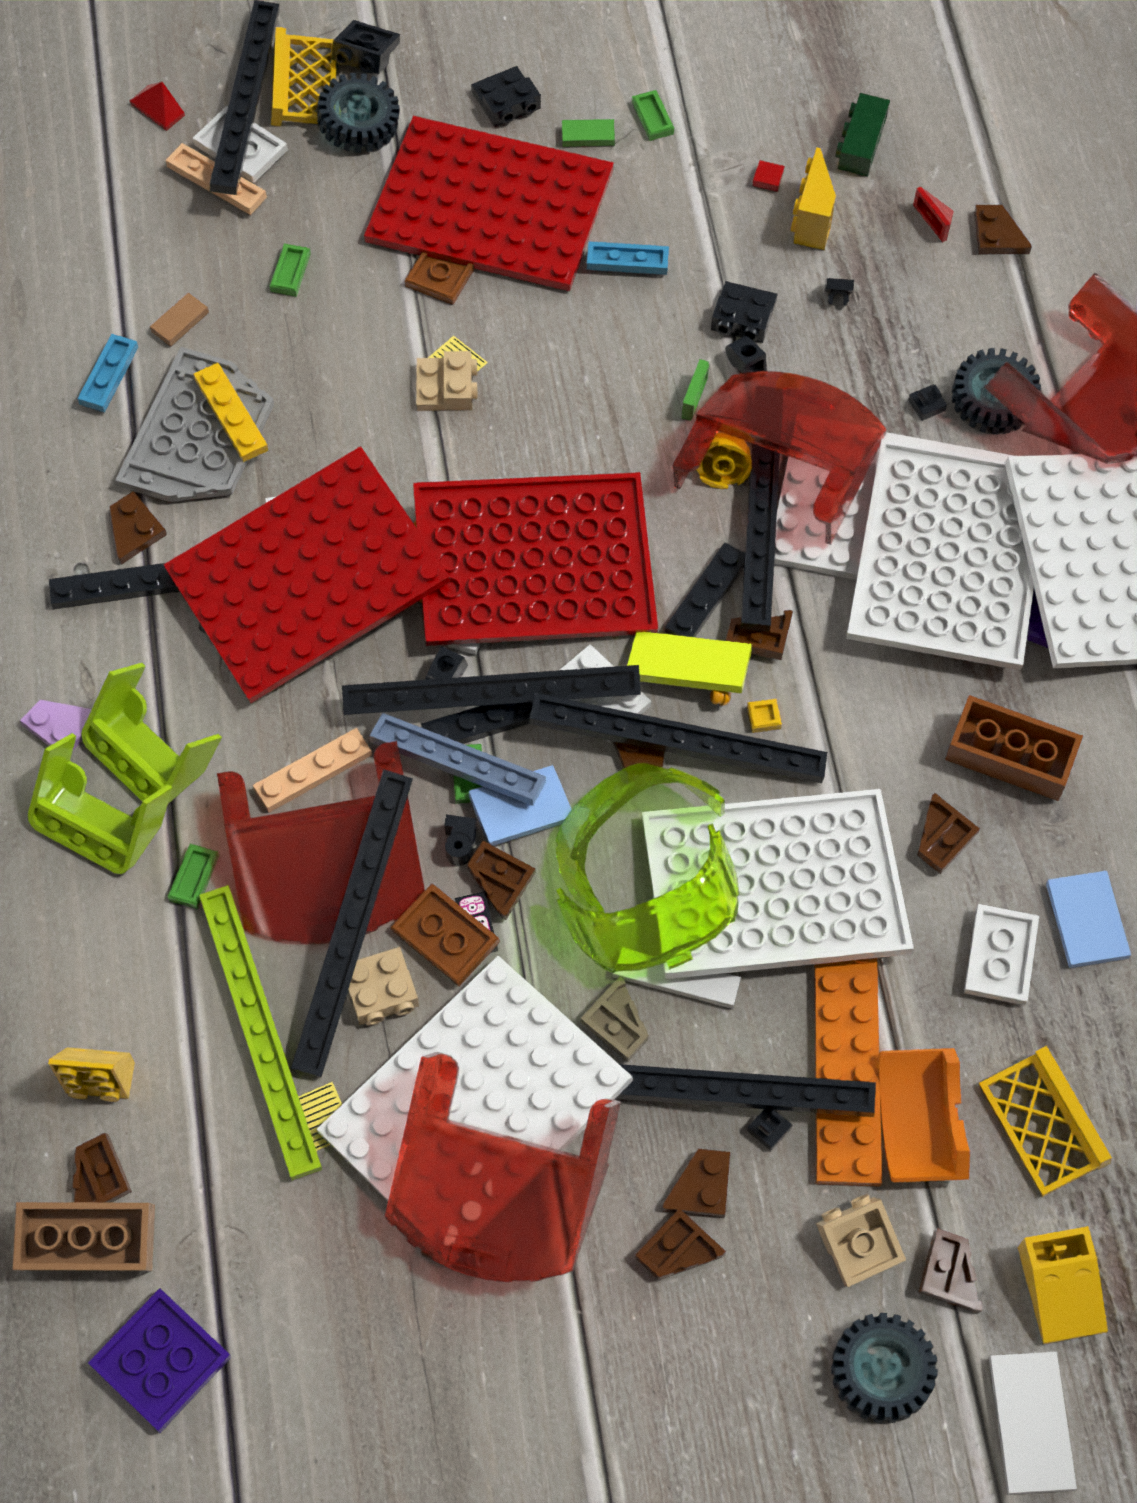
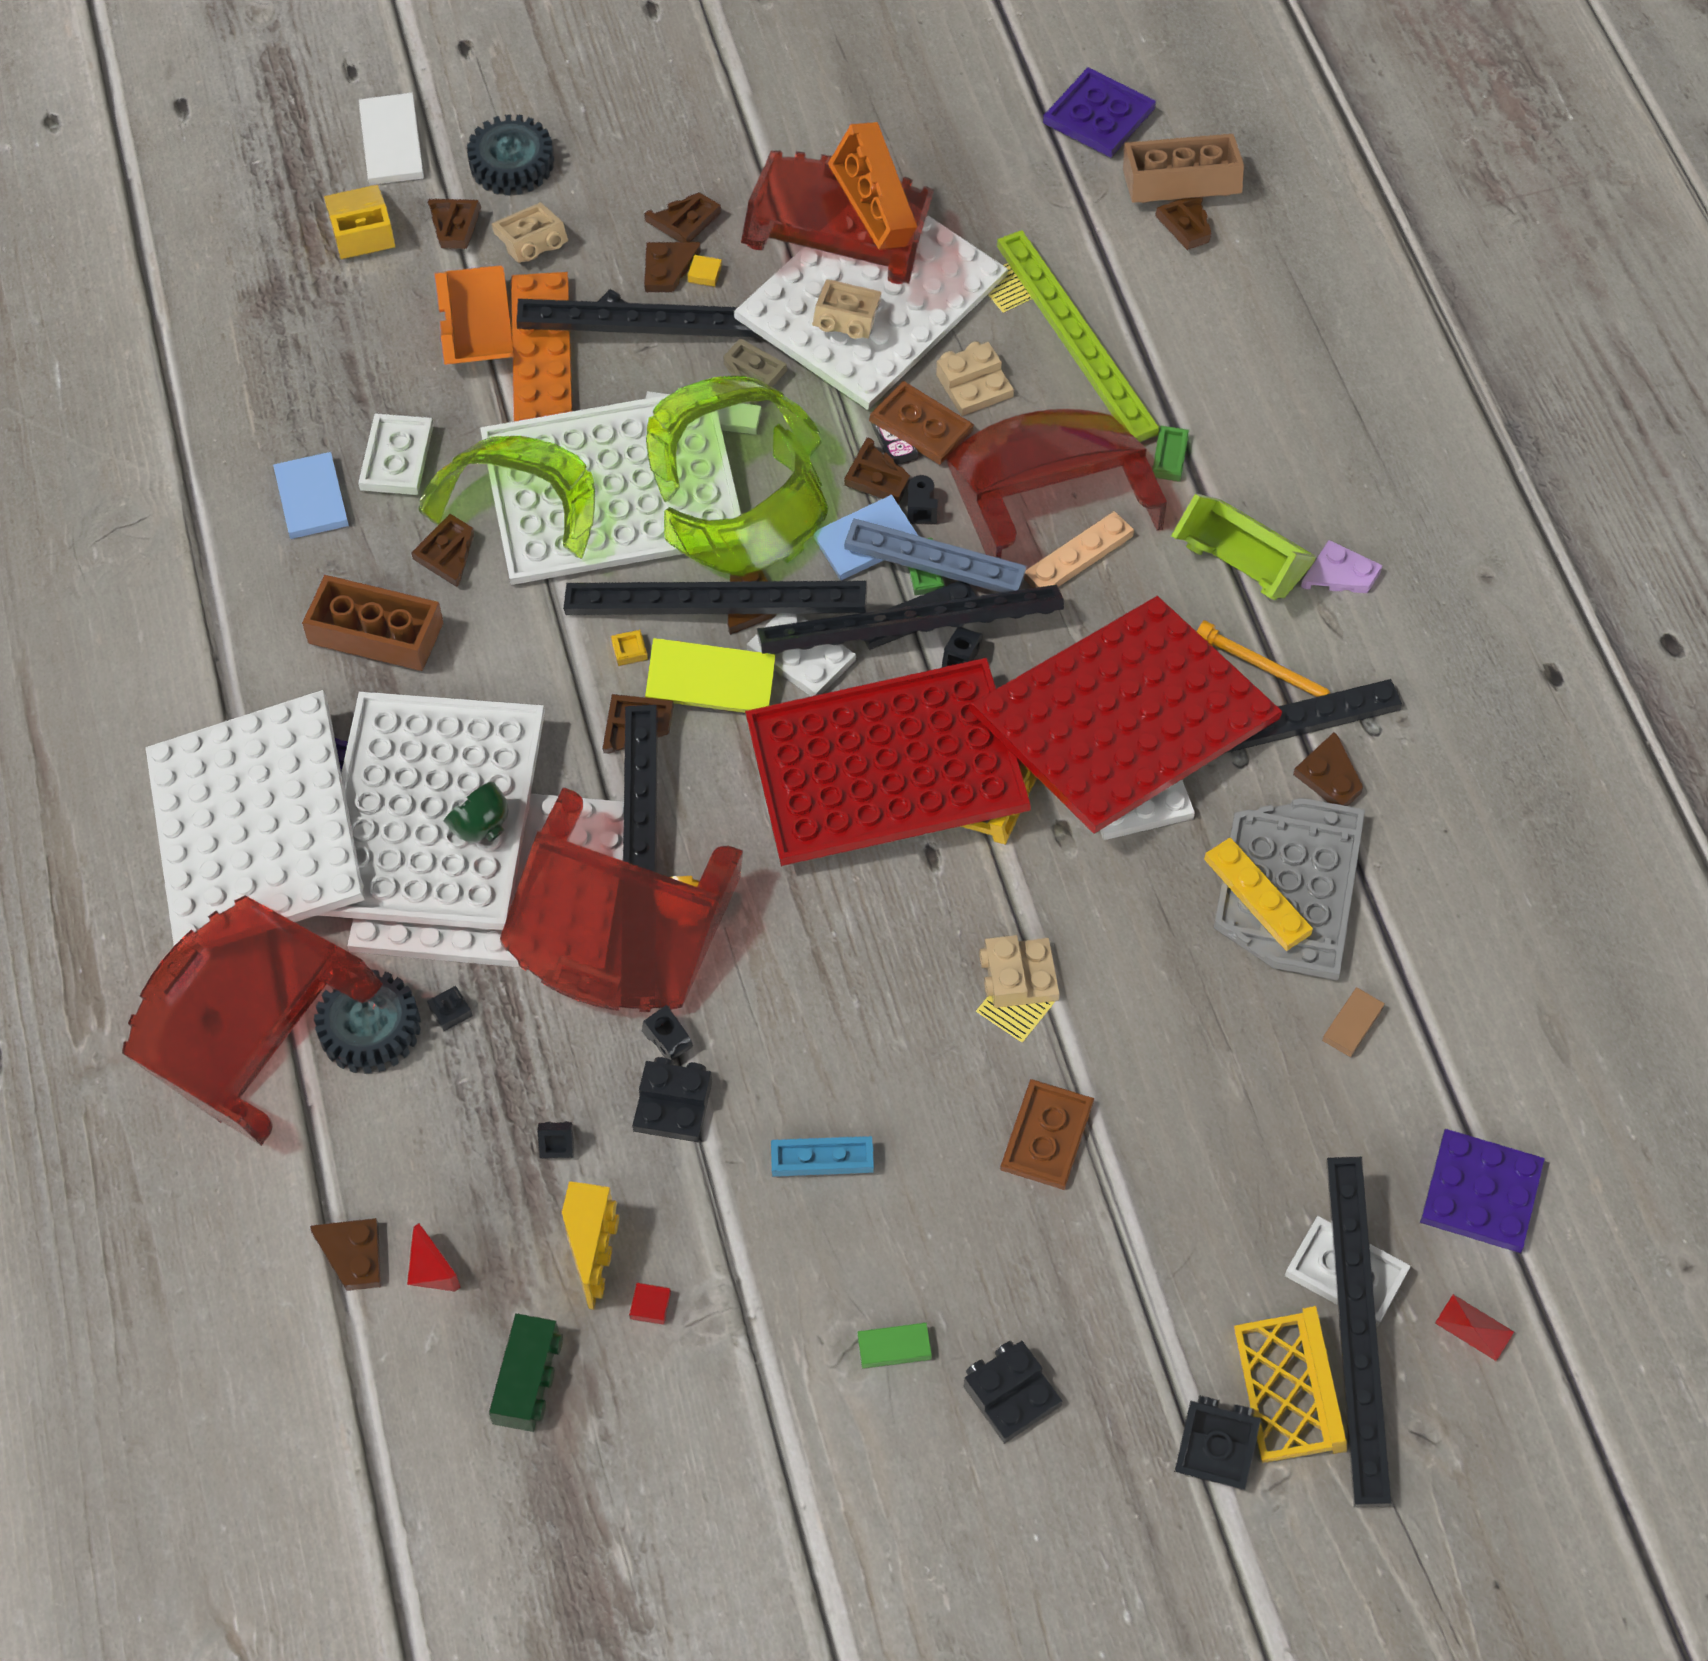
camera: 175 degrees right, 5 degrees down
(84, 822) = (1274, 483): lime windscreen -> none
(94, 1073) = (1212, 268): yellow slope -> none
(108, 373) = (1415, 940): dark azure plate -> none
(119, 192) = (1482, 1190): none -> dark purple plate
(199, 170) = (1384, 1223): light nougat plate -> none
(209, 665) = (1212, 636): none -> light orange piece
(290, 270) = (1238, 1103): bright green tile -> none
(351, 924) = (1006, 400): black plate -> none
(355, 125) = (1206, 1299): wheel -> none
(458, 1187) = (873, 185): none -> orange wedge
(490, 202) = (1007, 1226): red plate -> none
(507, 1050) = (846, 309): none -> tan plate
(653, 115) = (810, 1385): bright green tile -> none
(660, 1171) = (704, 270): none -> yellow tile
(695, 390) = (724, 985): bright green tile -> none
(707, 592) = (696, 763): black plate -> none
(866, 877) = (531, 455): none -> clear neon green piece
(908, 514) = (480, 815): none -> dark green cylinder
(1068, 1106) = (344, 339): yellow fence -> none

